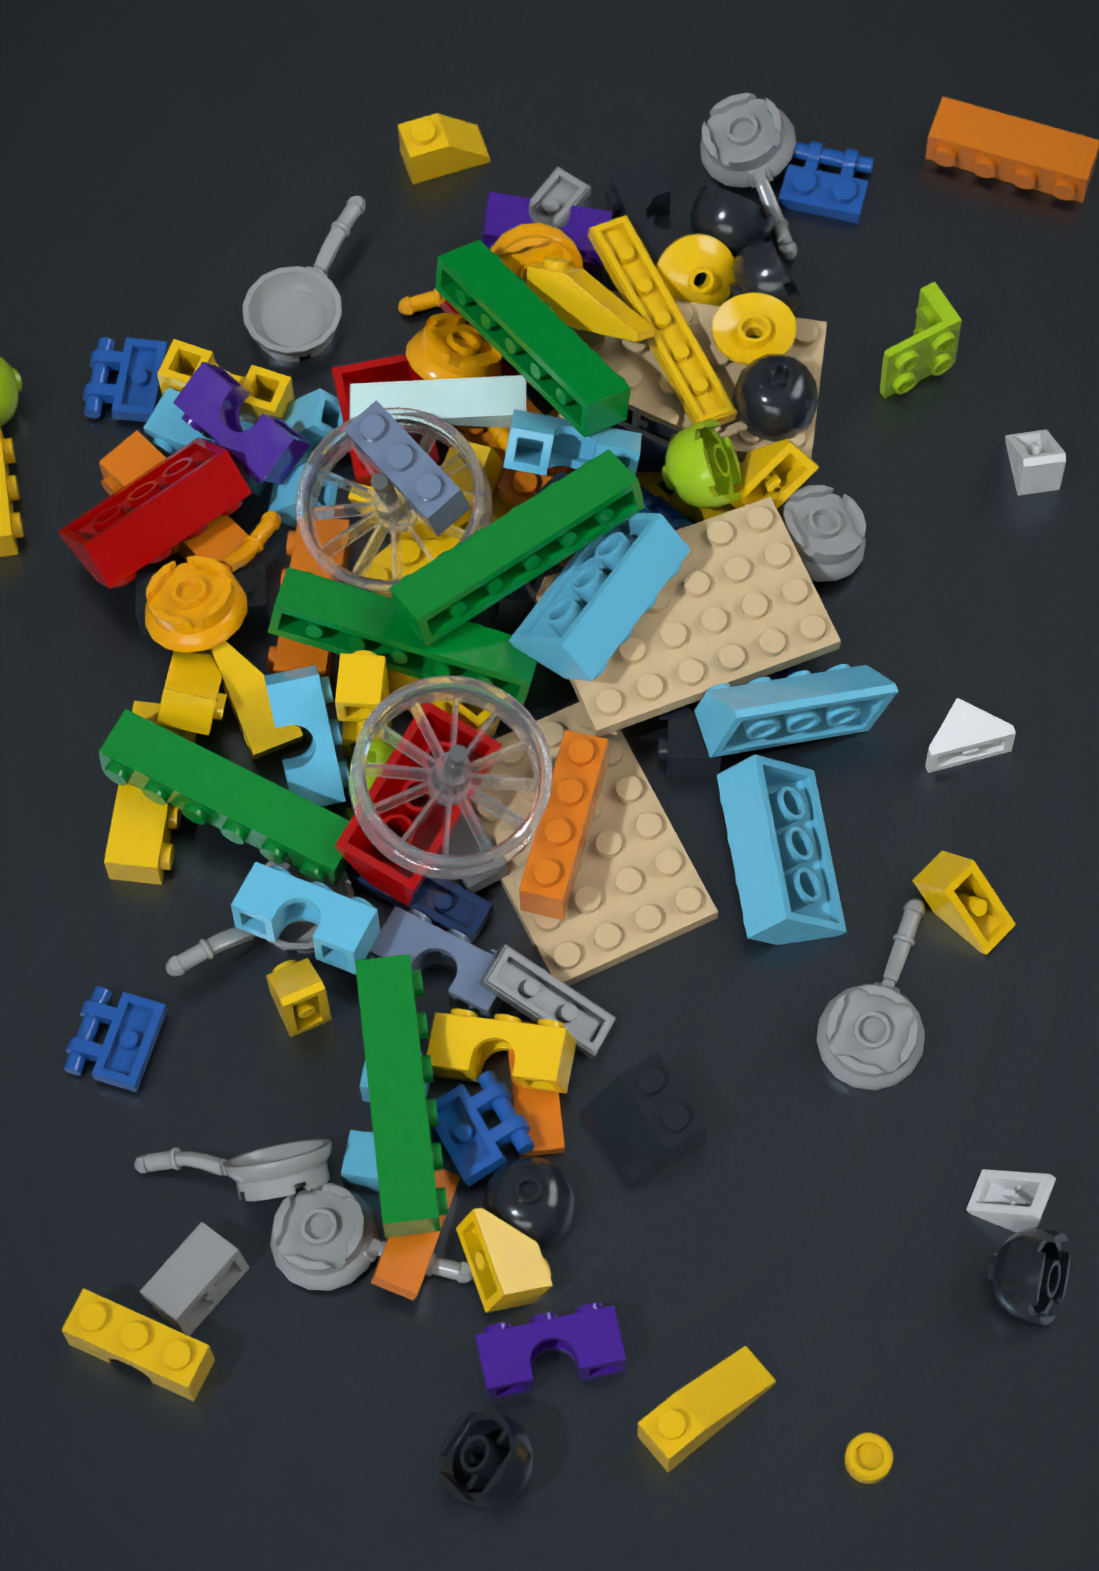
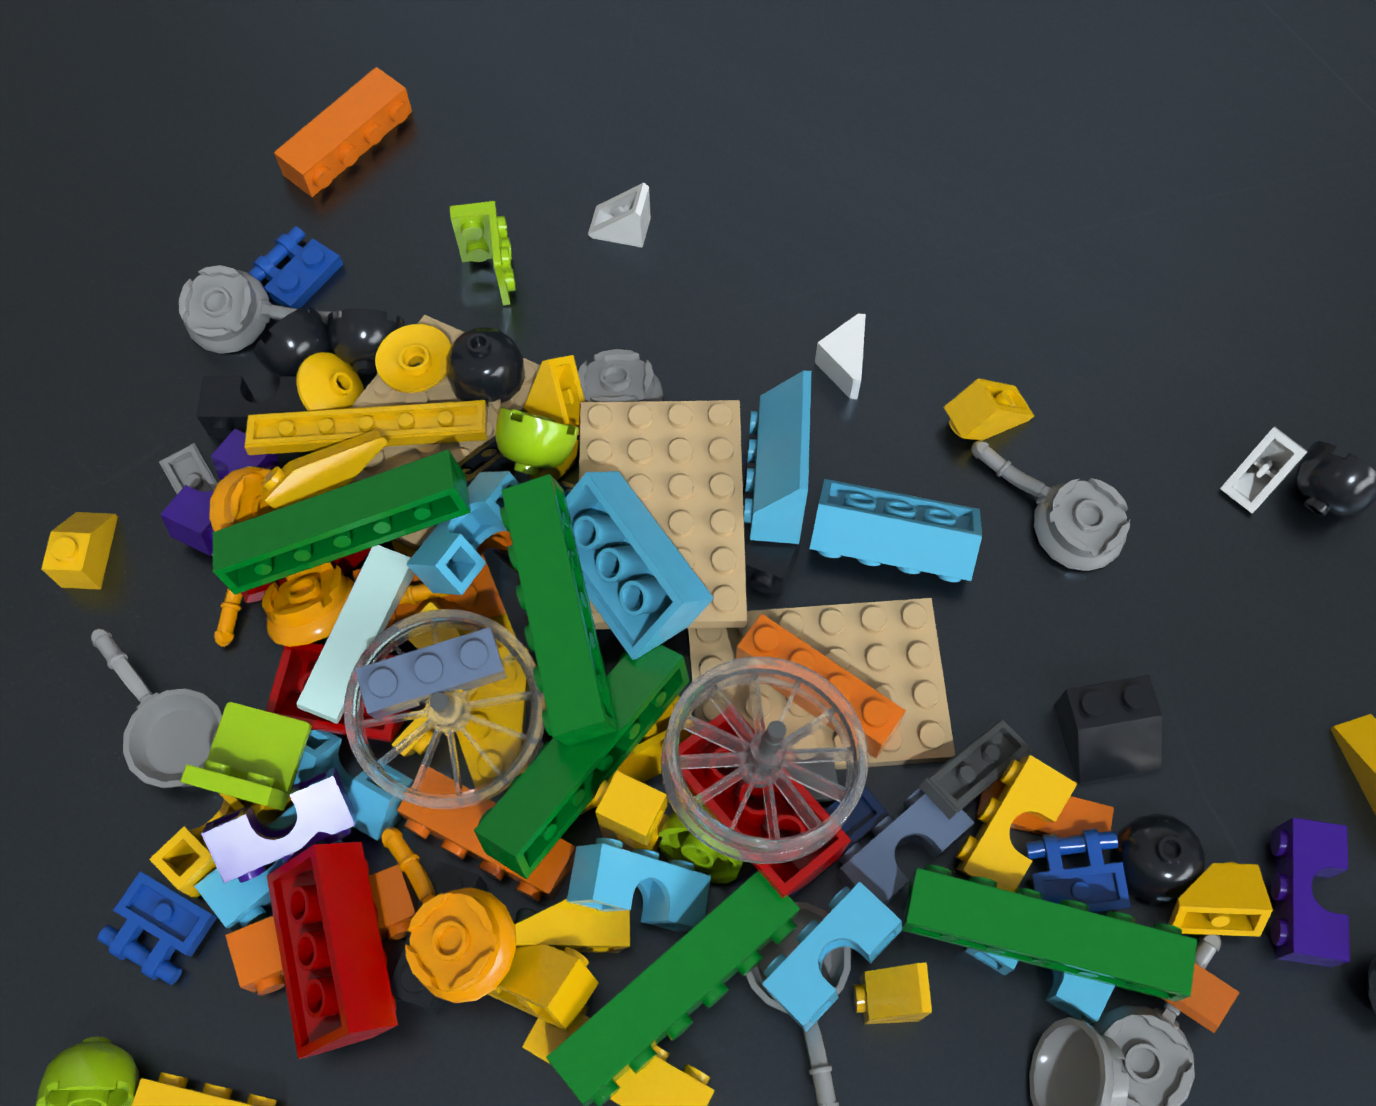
camera: 70 degrees left, 0 degrees up
(287, 372) = (252, 756): none -> lime bracket

